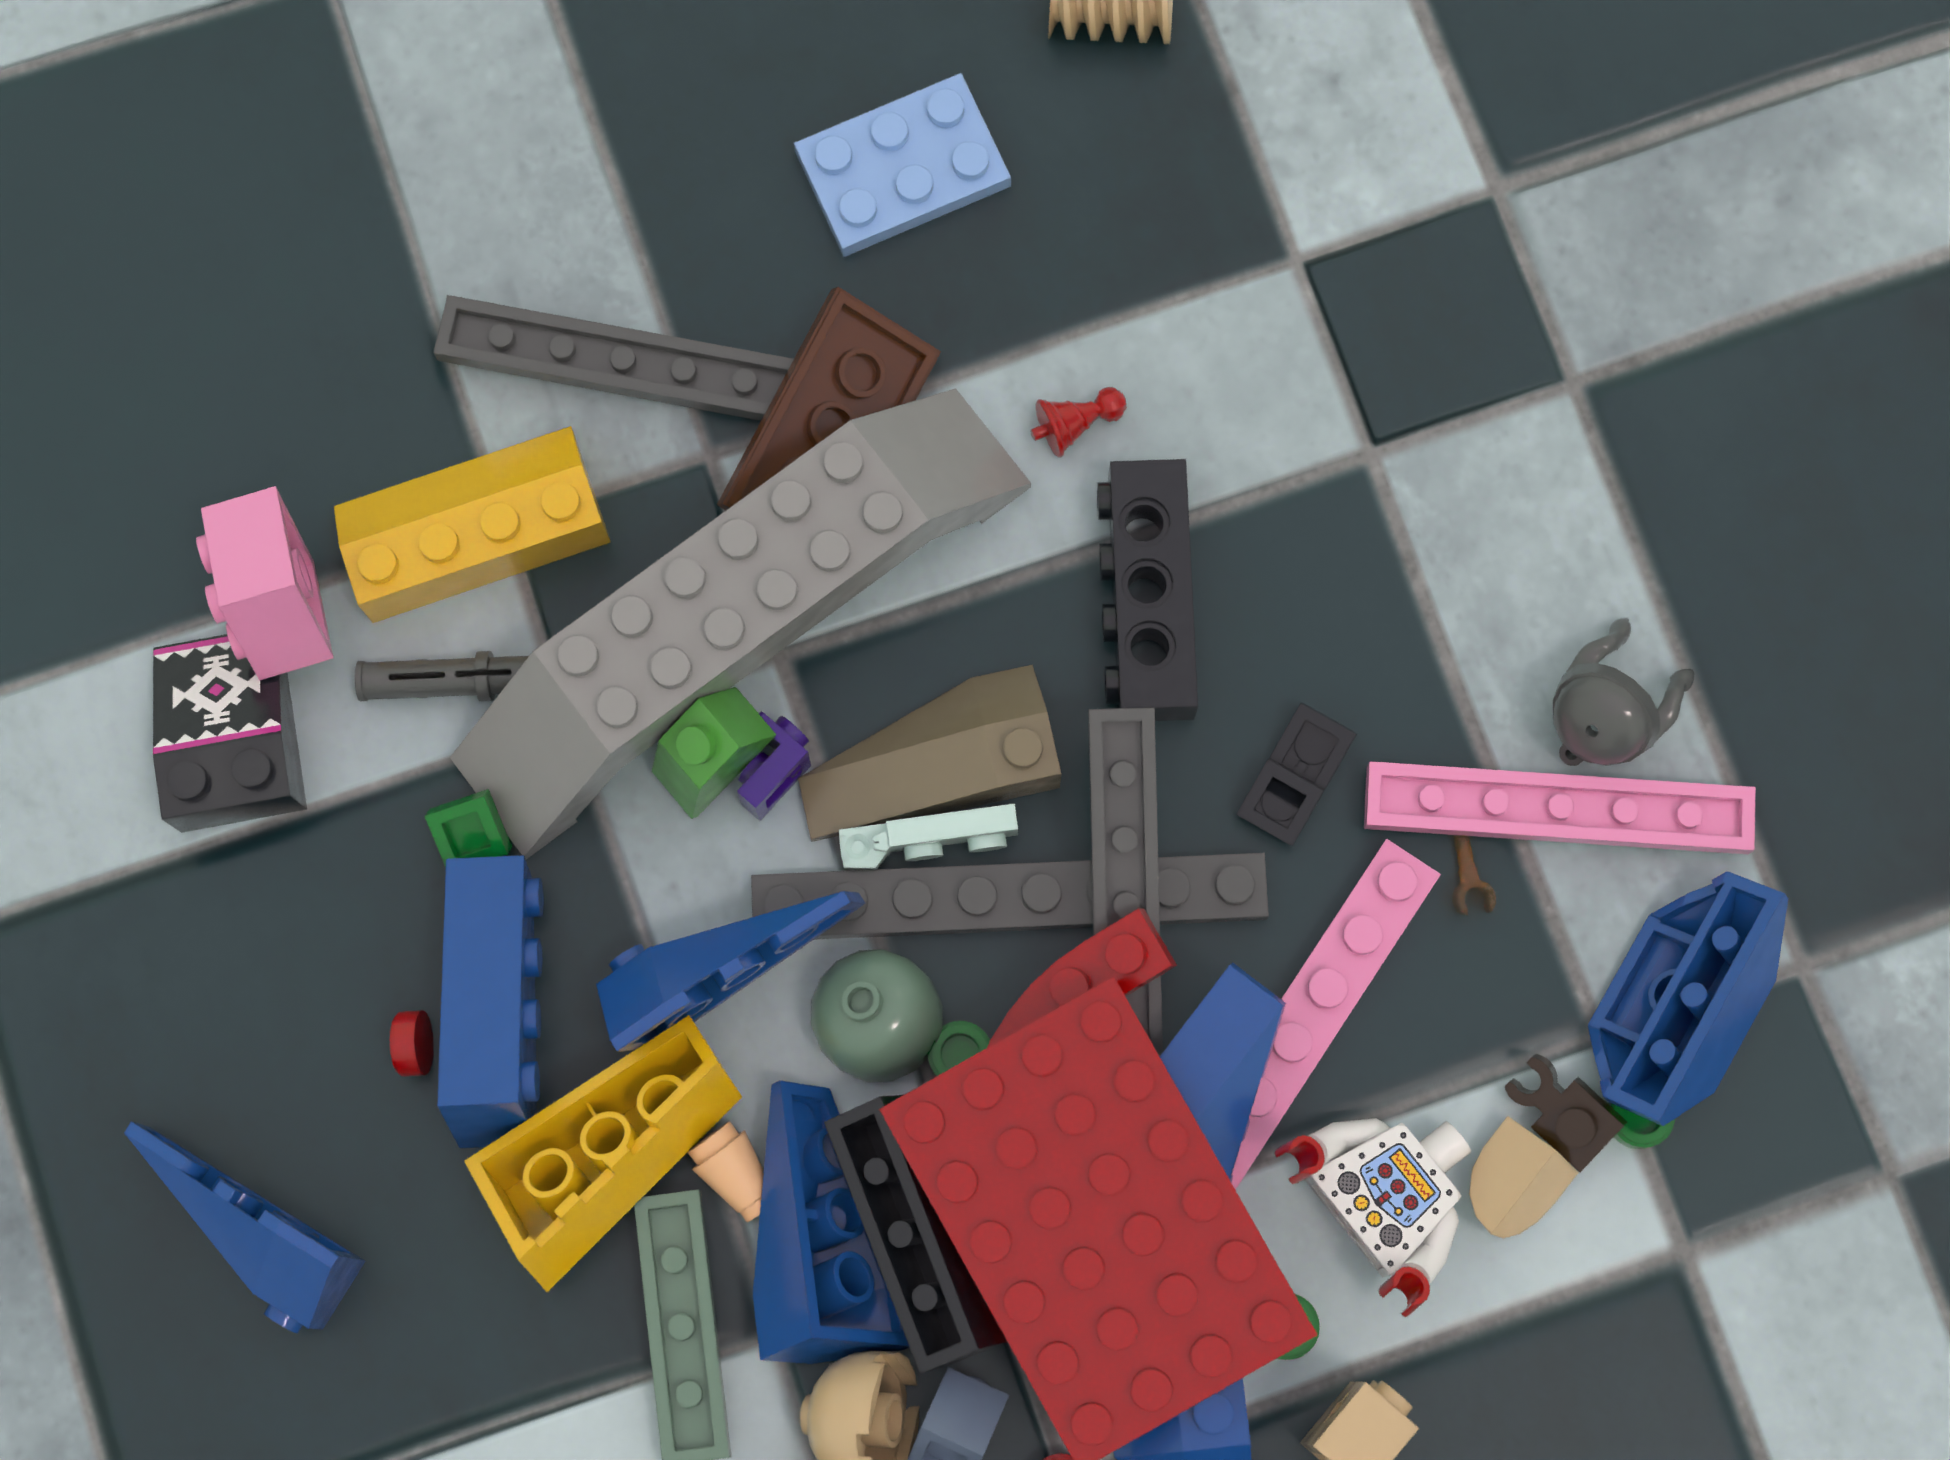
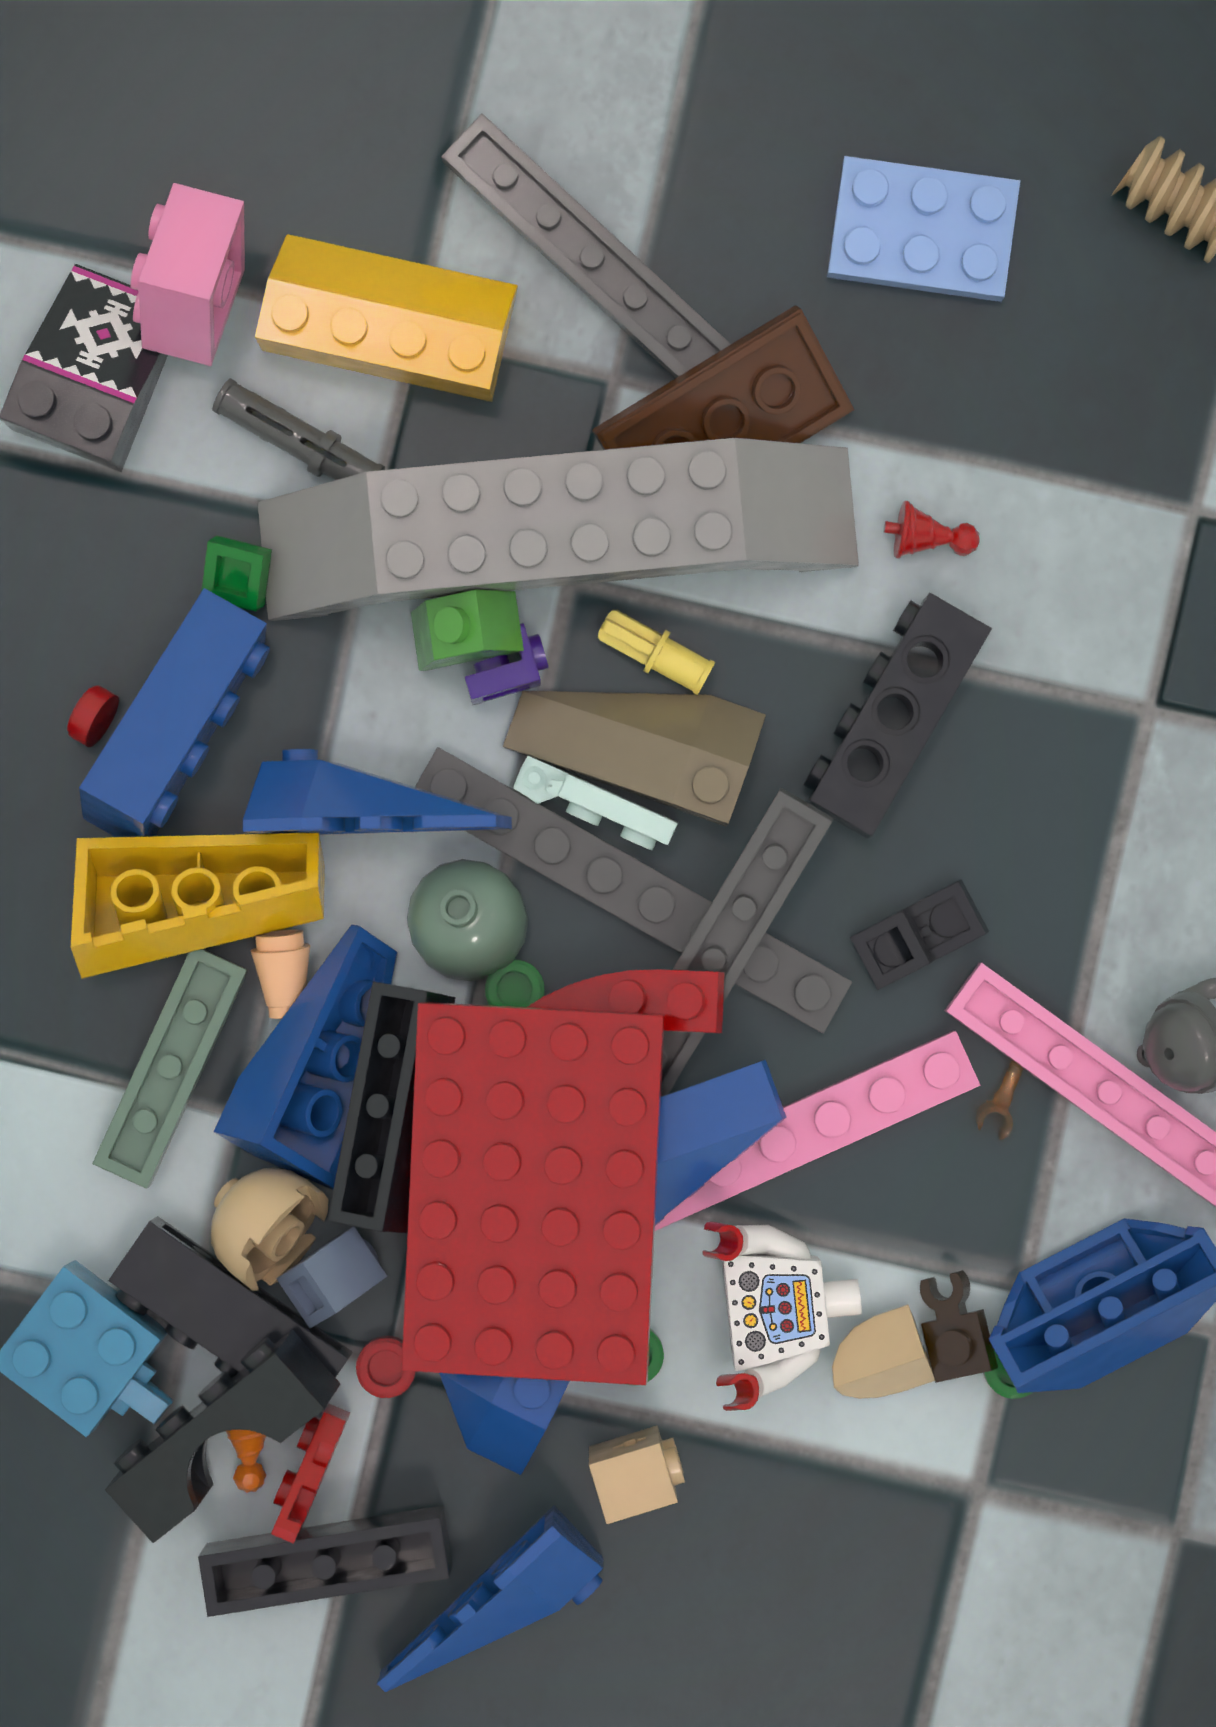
camera: 25 degrees right, 10 degrees up
(896, 668) = (655, 650): none -> light yellow axle

